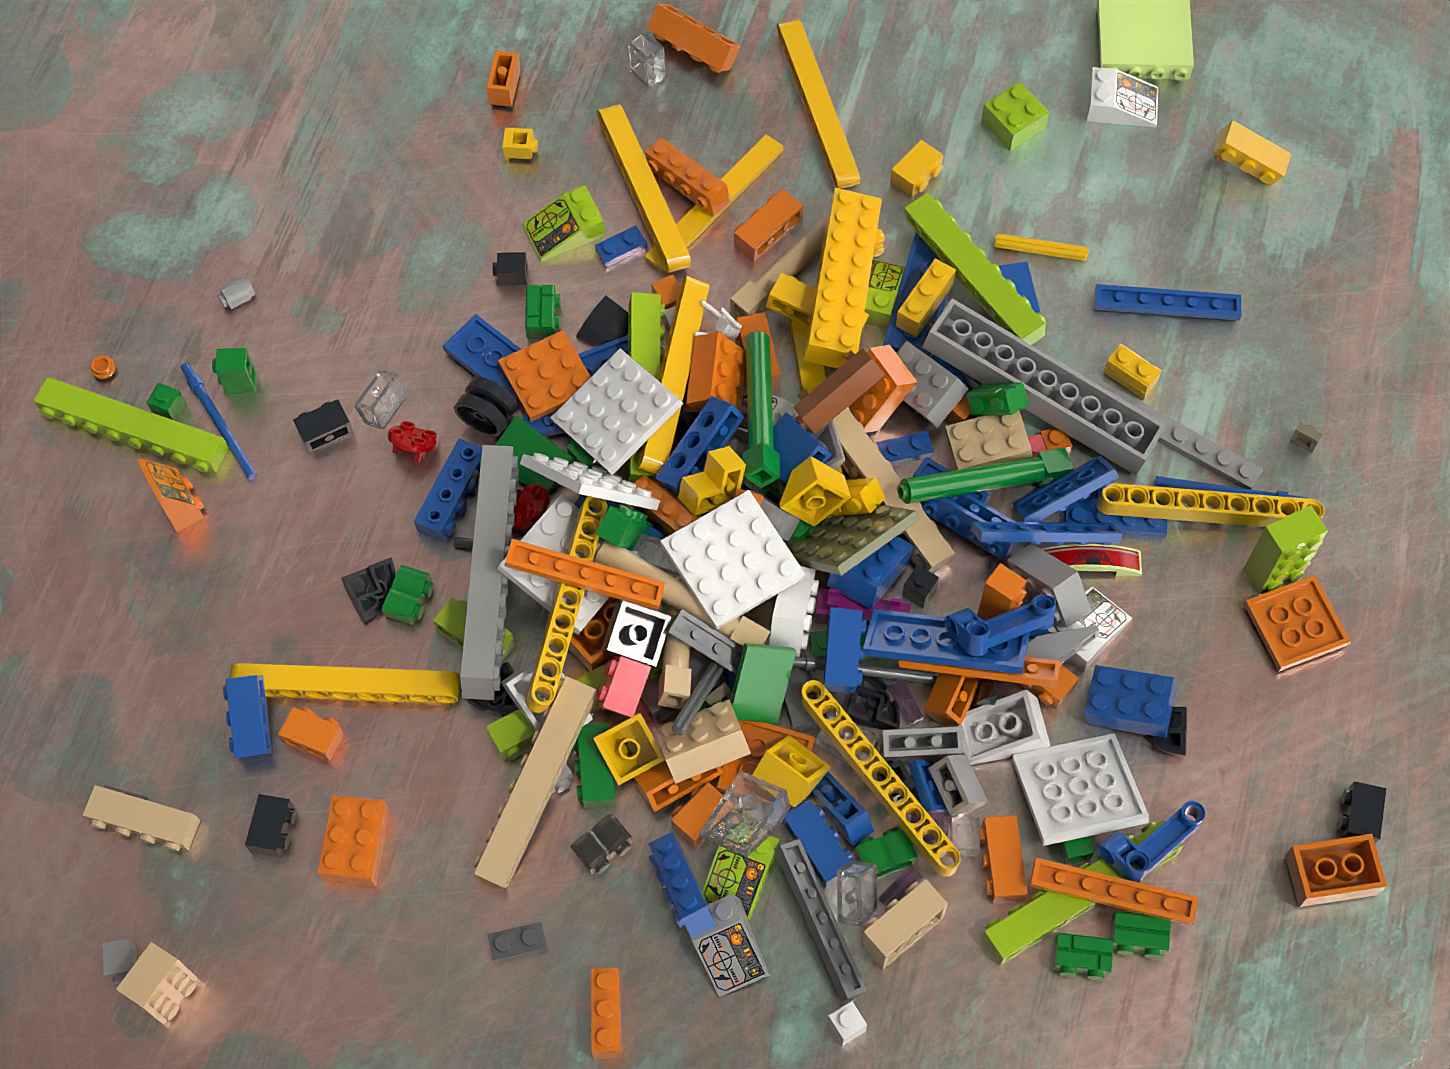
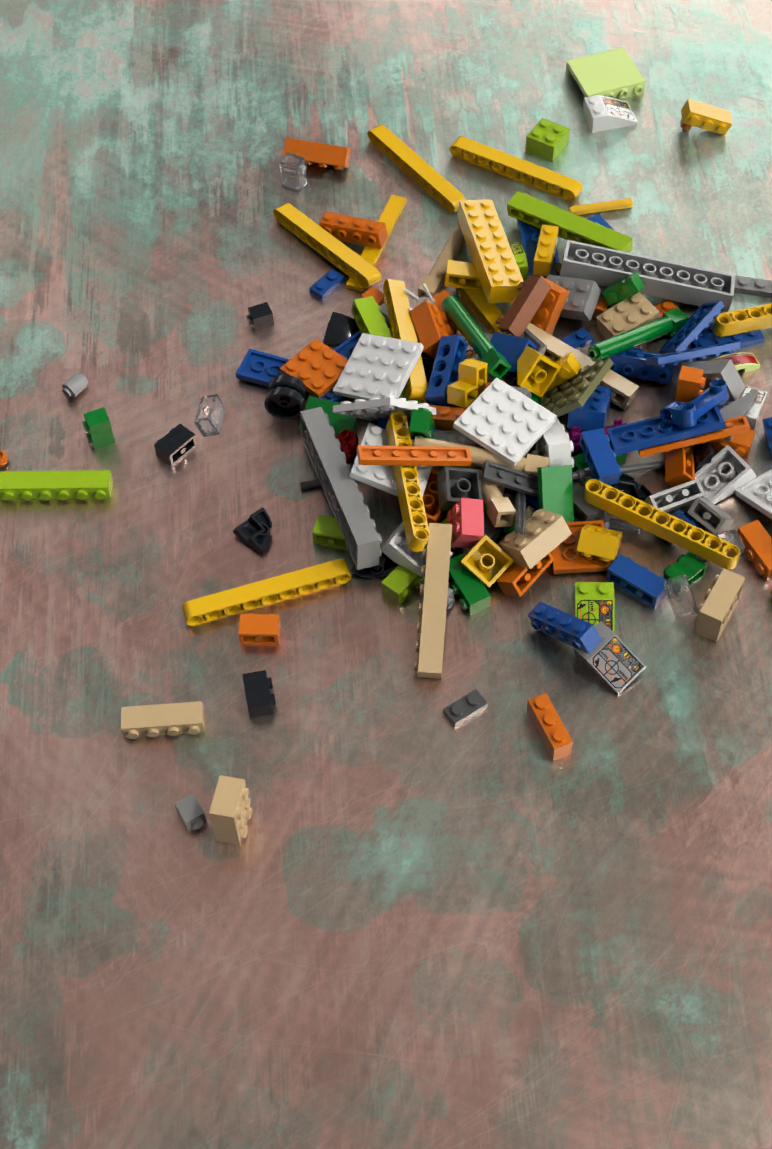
camera: 20 degrees left, 10 degrees down
(166, 402) = (56, 460): green brick -> none
(173, 493) = (89, 516): orange slope -> none
(197, 385) = (72, 449): blue bar -> none
(247, 716) = (210, 630): blue brick -> none
(354, 841) = (322, 683): orange brick -> none
(407, 595) = (285, 524): green brick -> none
(412, 439) = (236, 431): red plate -> none
(450, 491) = (284, 455): blue brick -> none
(503, 78) = (200, 209): orange brick -> none
(519, 143) = (229, 244): yellow brick -> none
(541, 311) = (293, 334): green brick -> none
(565, 224) = (284, 281): lime slope -> none
(601, 844) = (494, 628): clear smoke brick -> none
(692, 817) = (552, 587): orange brick -> none
(746, 814) = (587, 569): clear slope -> none
(768, 224) = (419, 243): orange brick -> none
(820, 920) = (662, 621): dark grey plate -> none
(842, 809) = (645, 554): blue slope -> none
(847, 1023) = (712, 677): white brick -> none
(900, 885) = (704, 585): piece -> none
(906, 702) = (652, 485): clear purple piece -> none
(917, 168) = (500, 185): yellow brick -> none
(920, 586) = (626, 410): black brick -> none
(956, 151) = (516, 168): none -> yellow beam
(1132, 371) = (695, 254): yellow brick -> none
(1167, 302) = (696, 213): blue plate -> none

